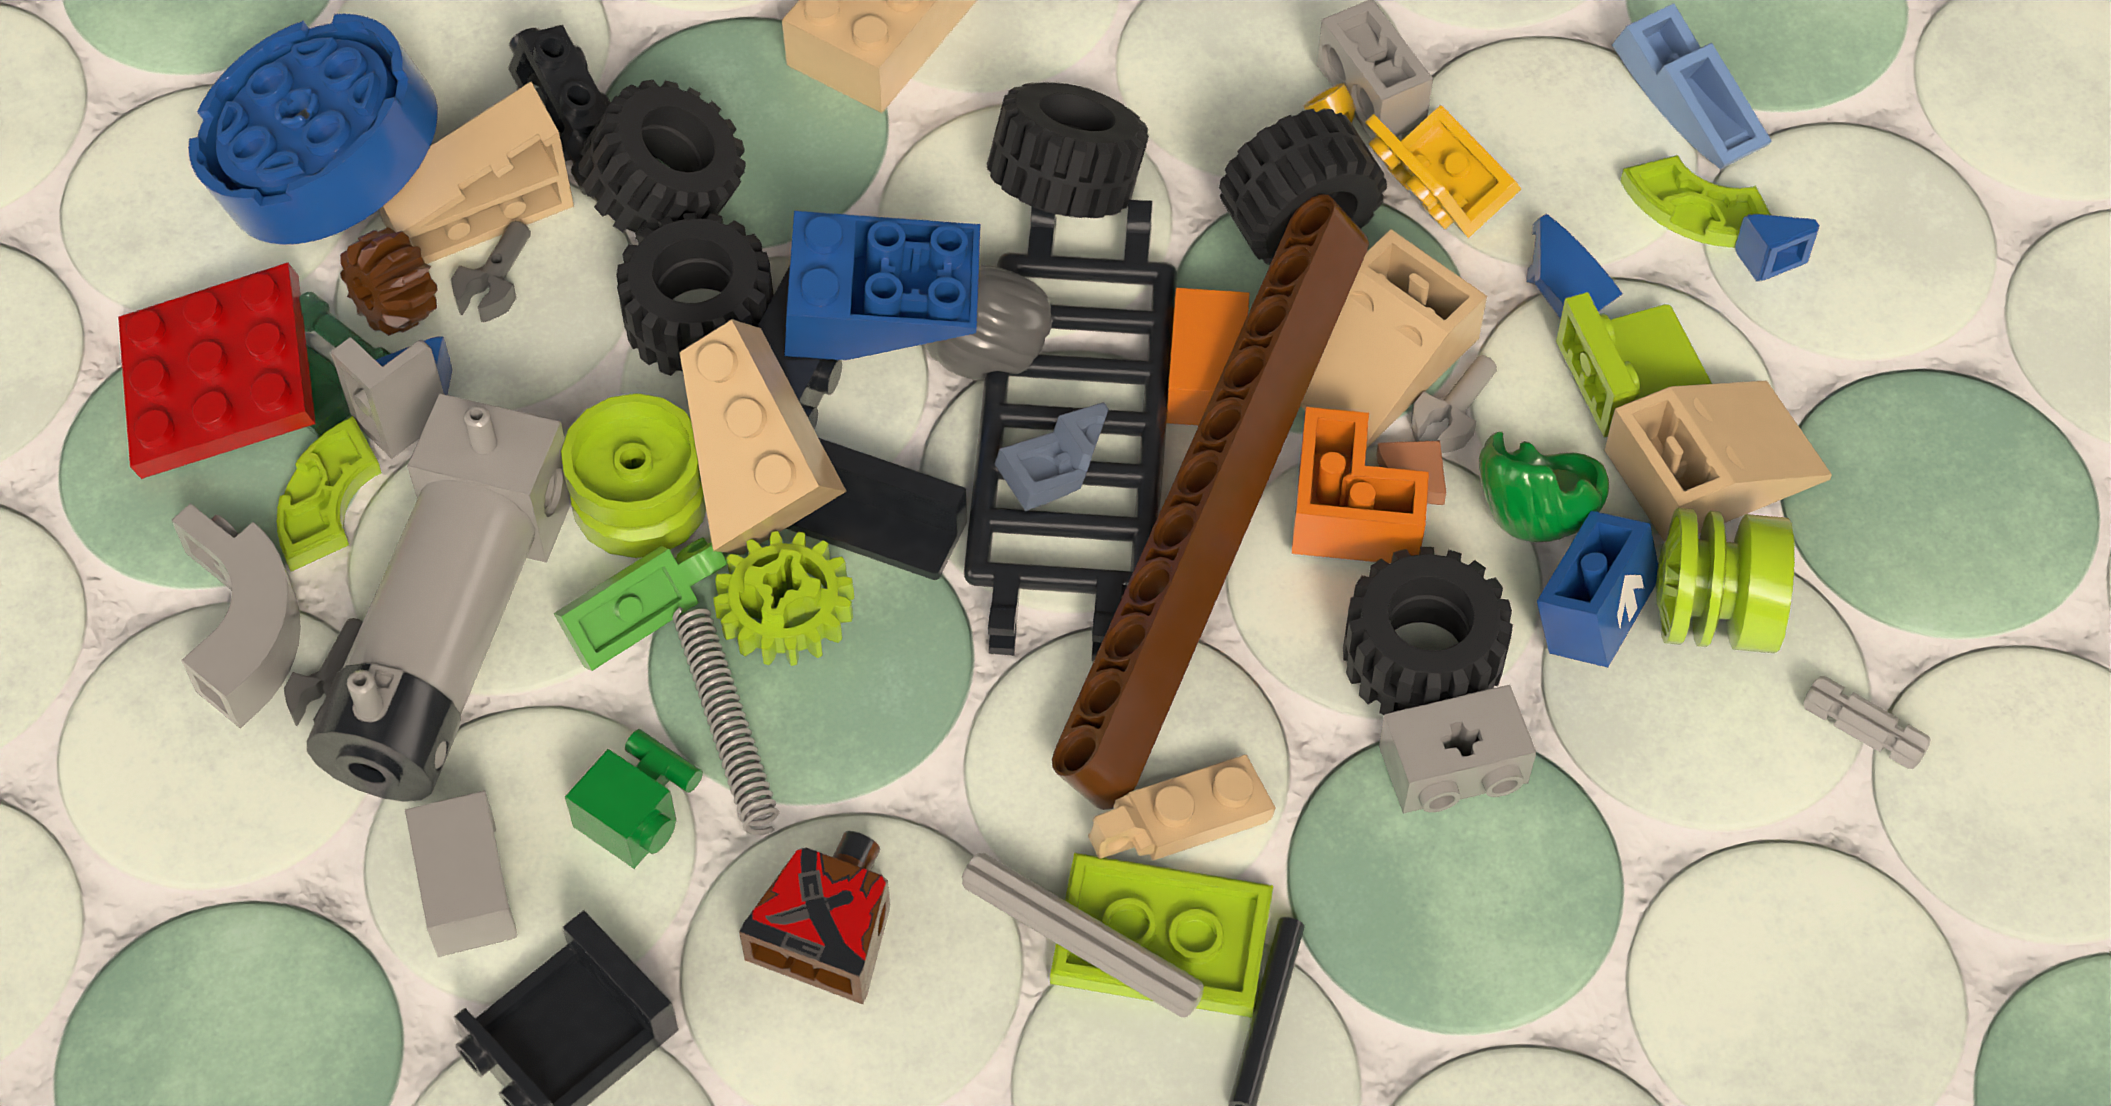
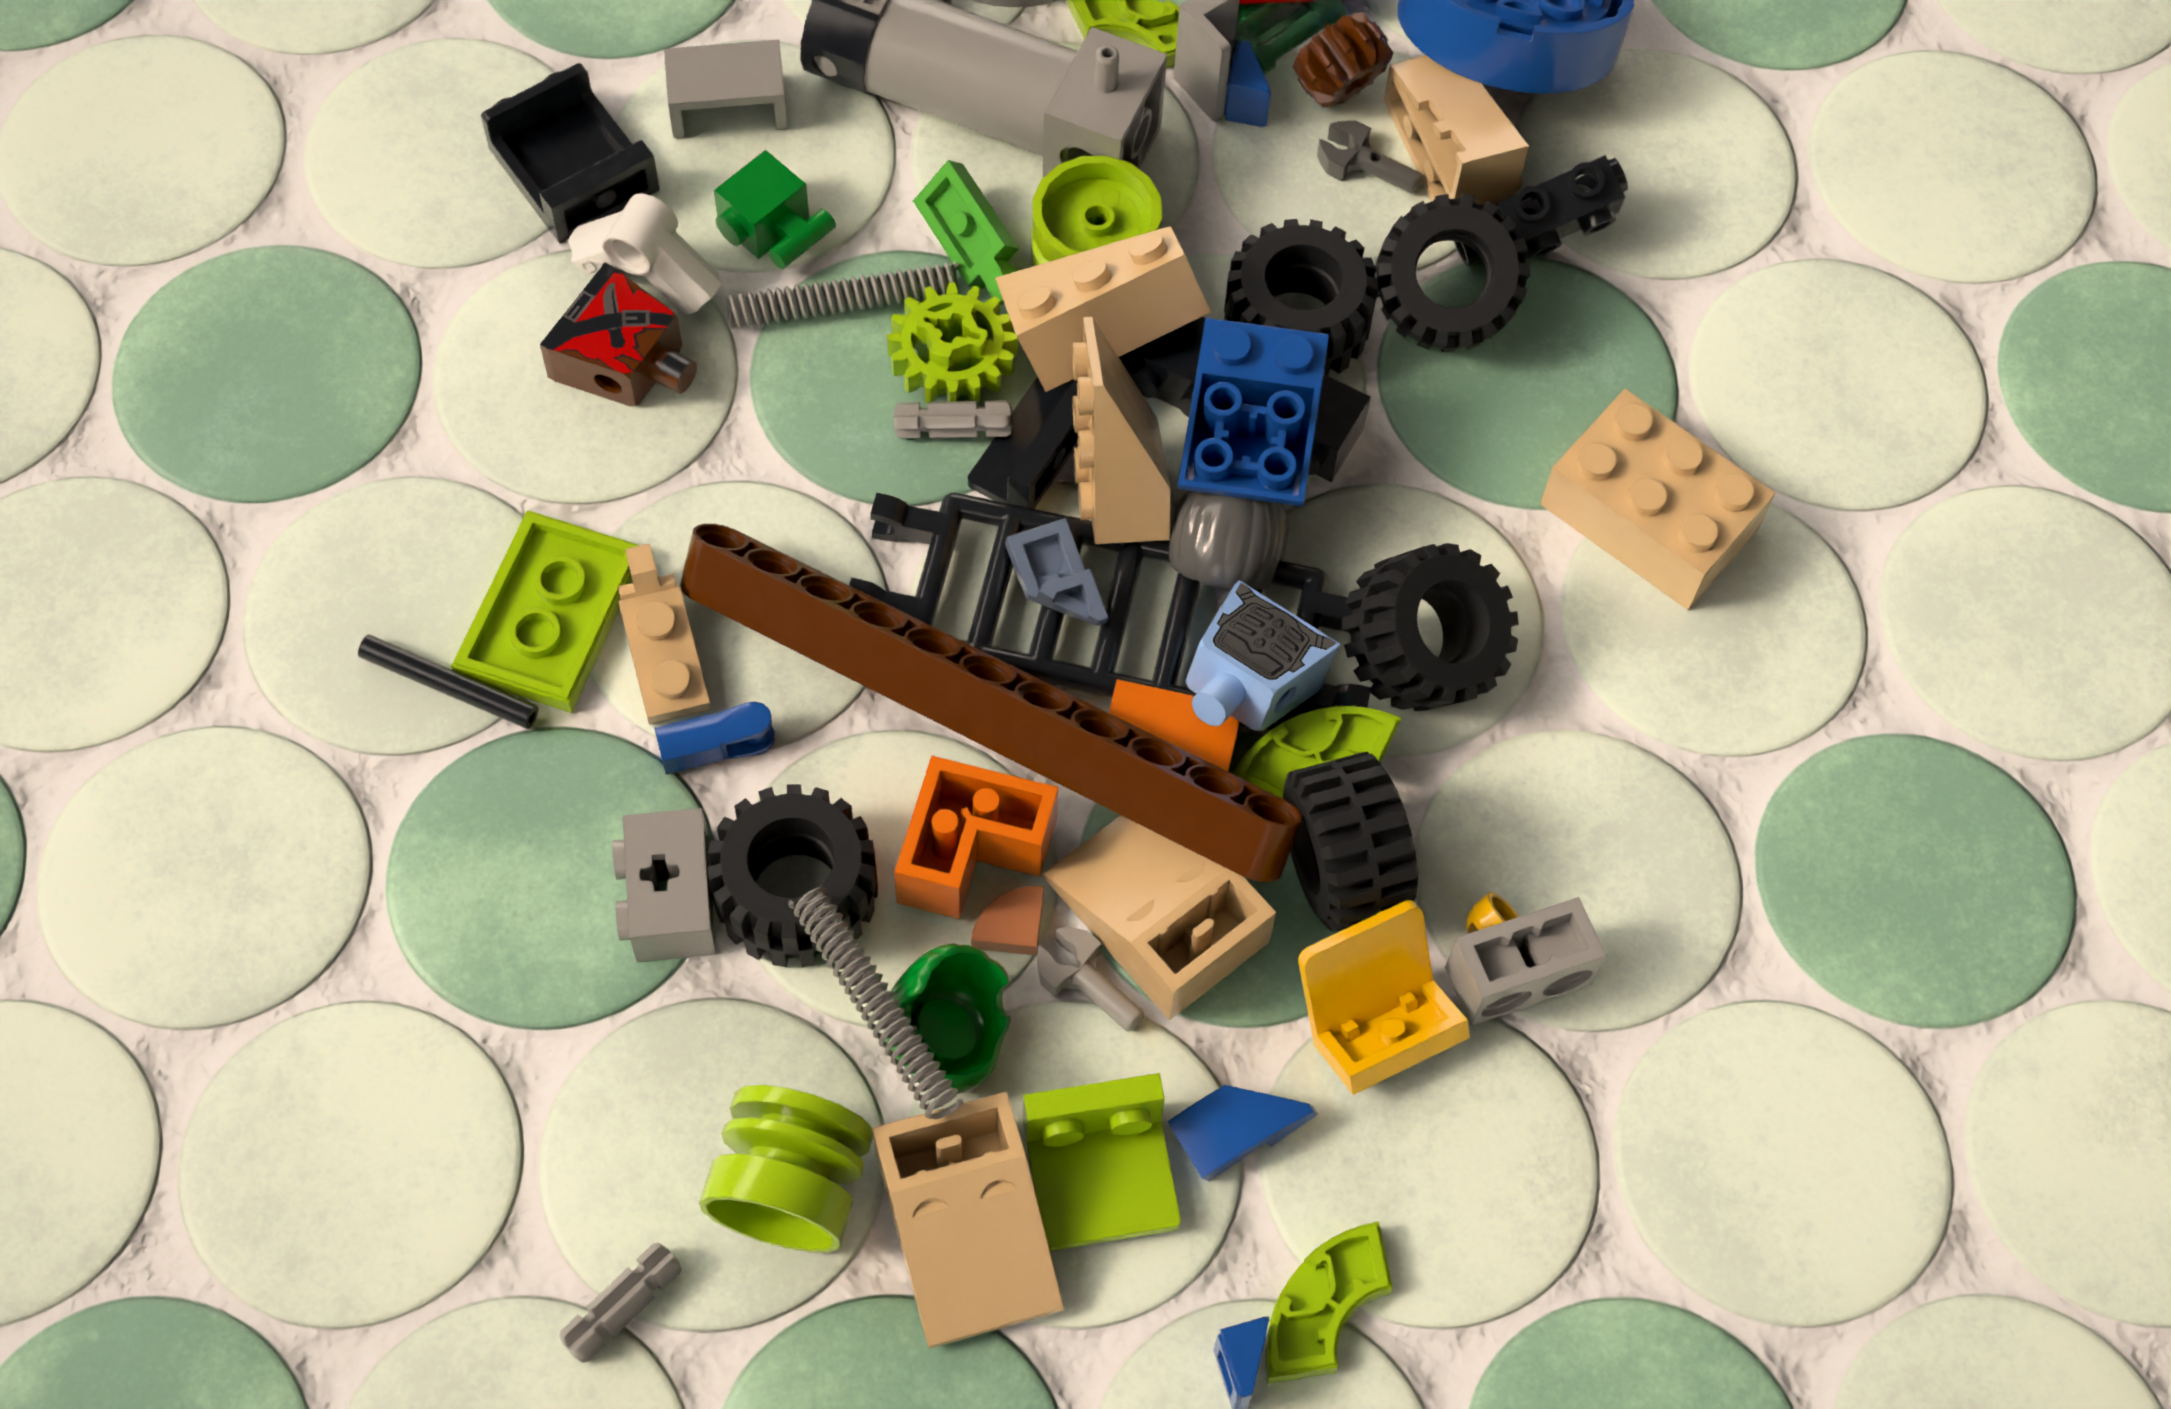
camera: 95 degrees right, 5 degrees up
(710, 901) = (646, 244): none -> white piece
(873, 589) = (953, 419): none -> light grey axle
(925, 404) = (1118, 449): none -> tan slope
(1083, 935) = (545, 529): light grey axle -> none
(1136, 272) = (1257, 662): none -> torso
(1190, 236) = (1316, 739): none -> lime tile
(1284, 745) = (717, 737): none -> blue bar
(1563, 497) = (878, 1000): none -> light grey piece
(1599, 588) = (809, 1042): blue brick -> none
(1691, 87) = (1484, 1325): medium blue slope -> none

